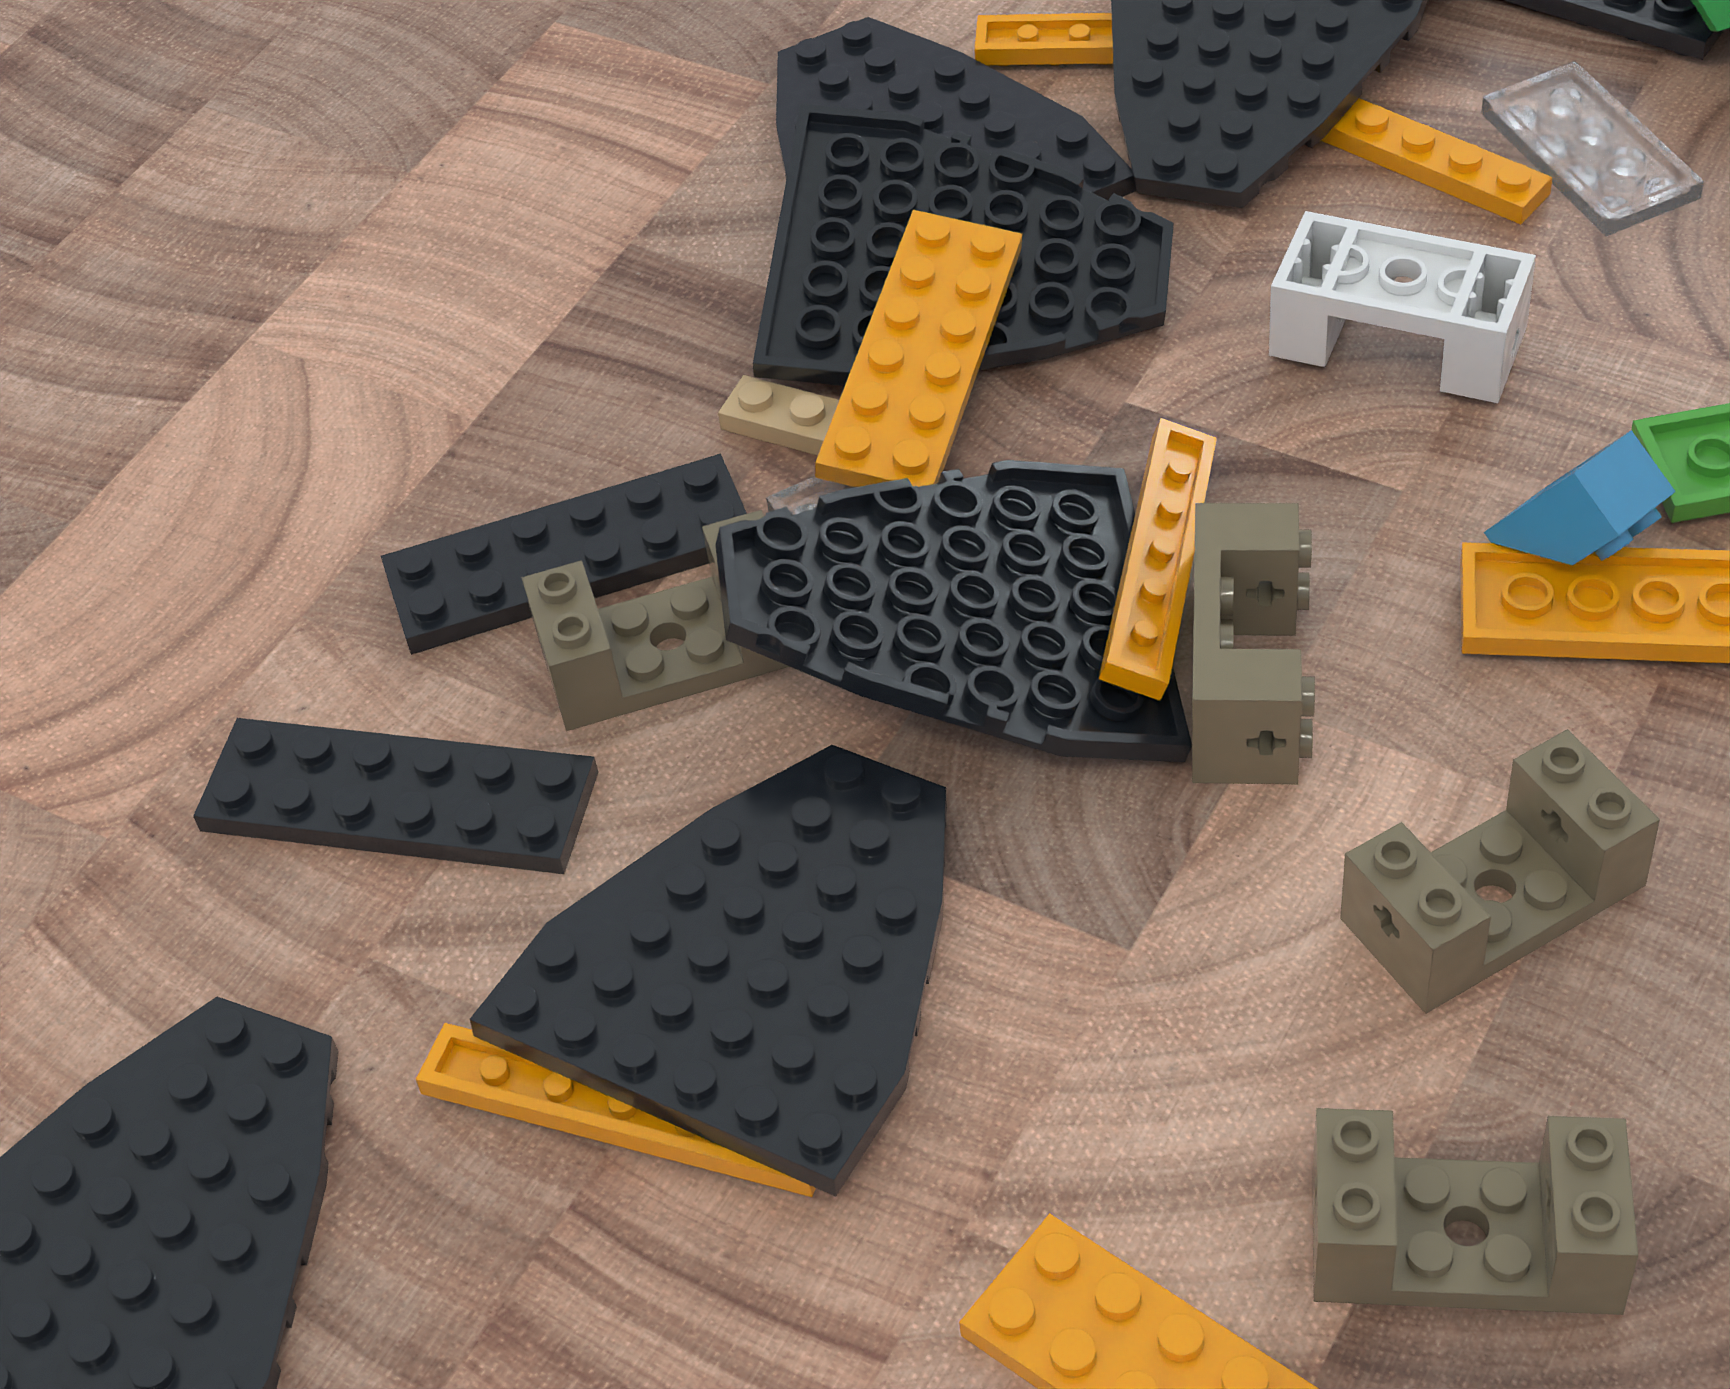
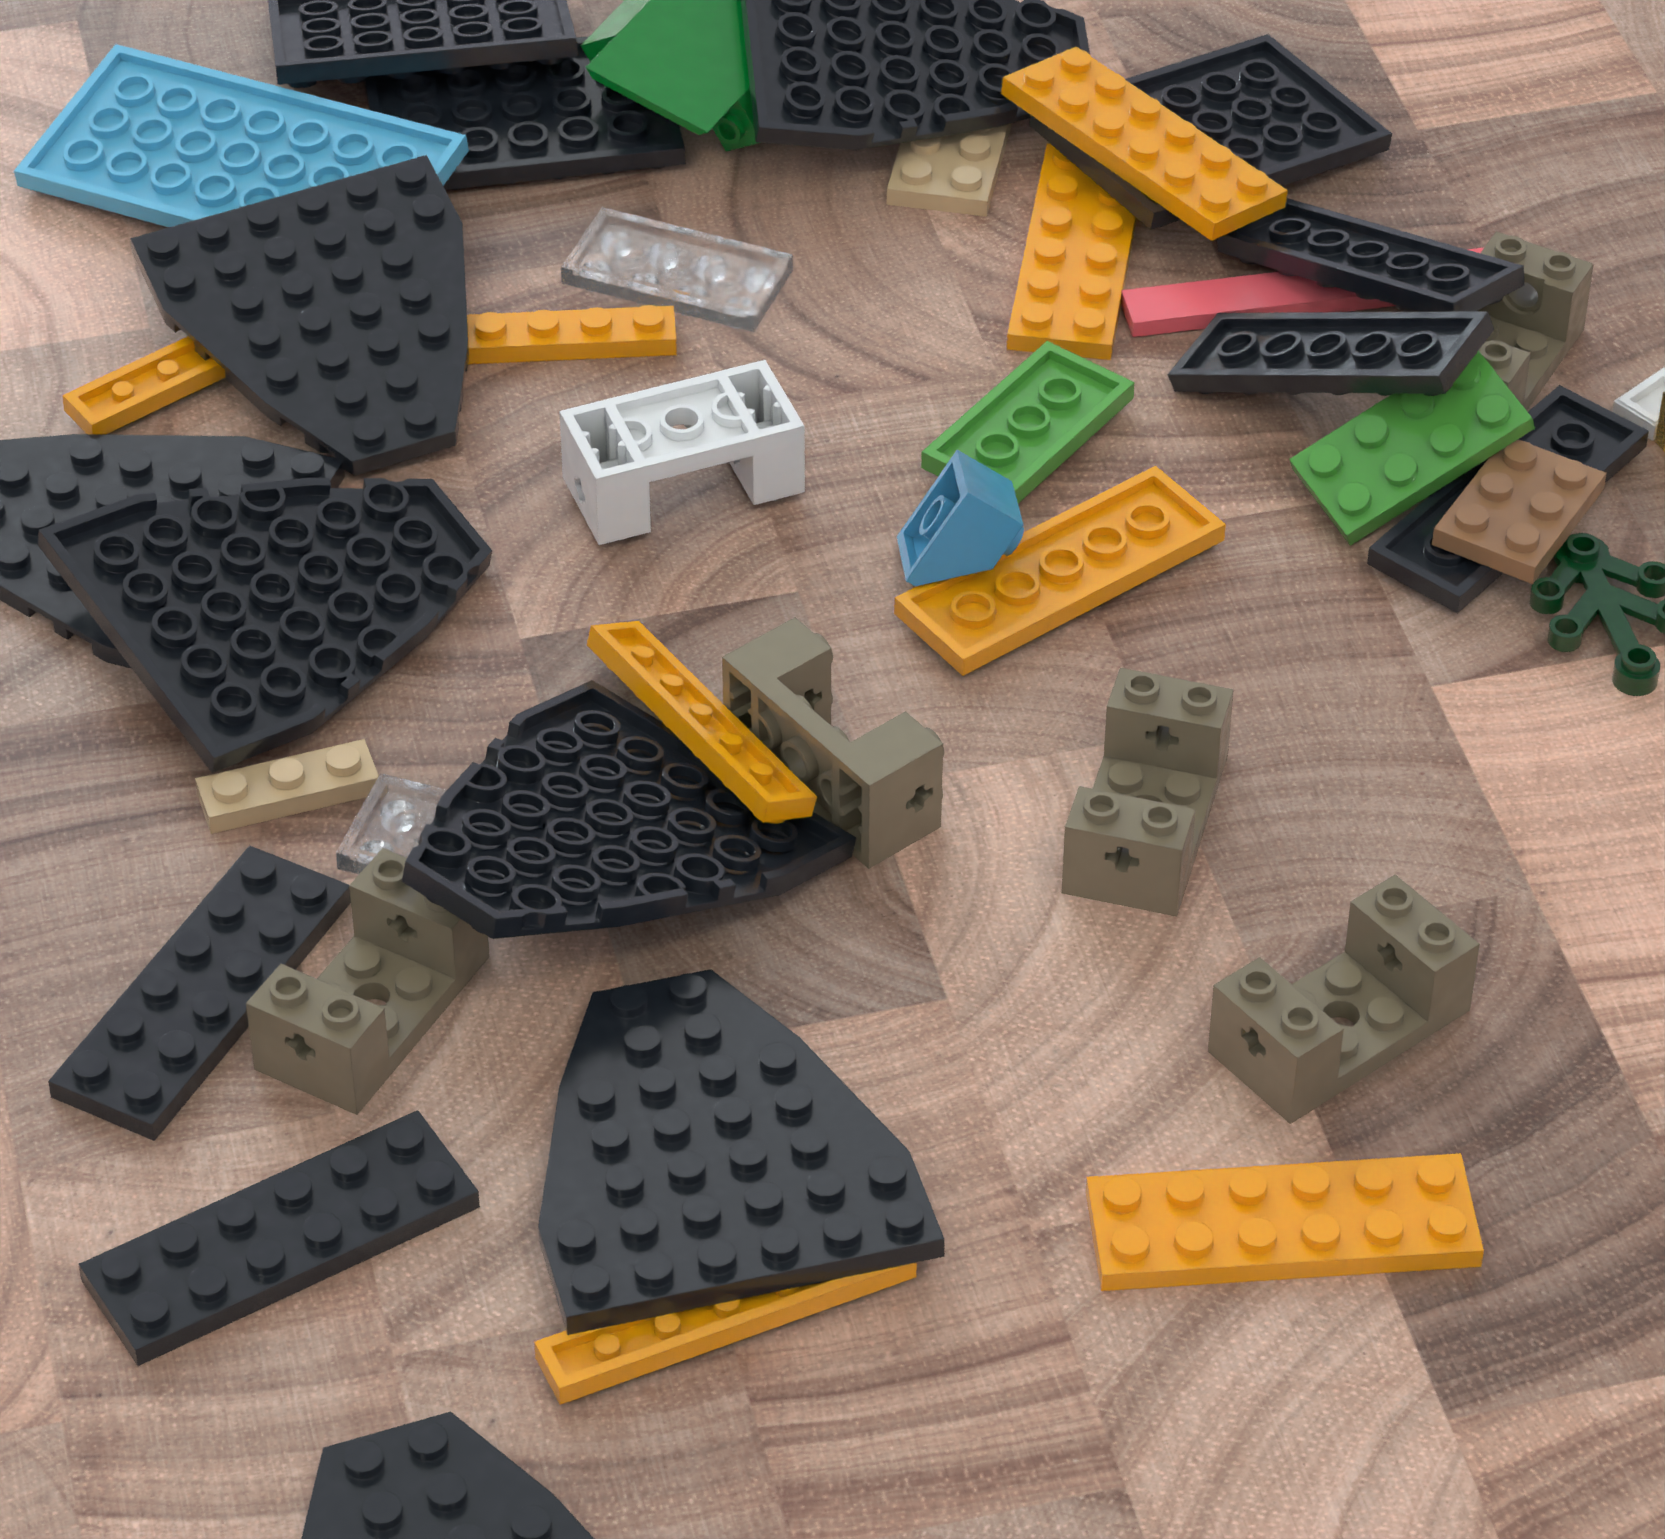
camera: 50 degrees left, 5 degrees down
(920, 353) = (352, 676): light orange plate -> none

